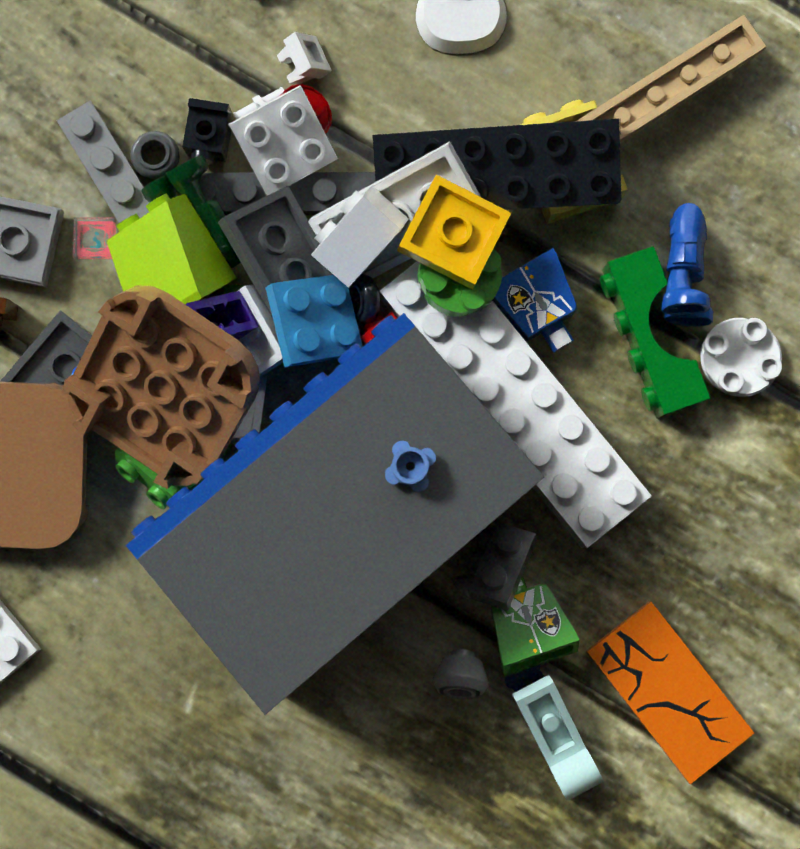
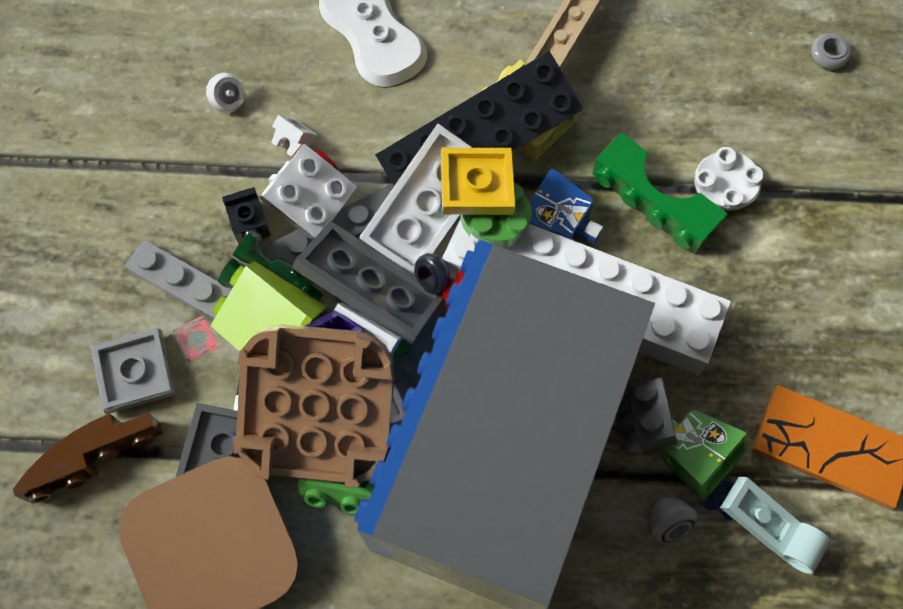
camera: 30 degrees left, 15 degrees down
(148, 140) = (207, 244): dark grey piece -> none
(313, 319) = (403, 303): dark azure plate -> none
(359, 236) = (405, 224): white brick -> none
(417, 477) = (551, 333): medium blue plate -> none
(686, 266) = (666, 158): blue piece -> none

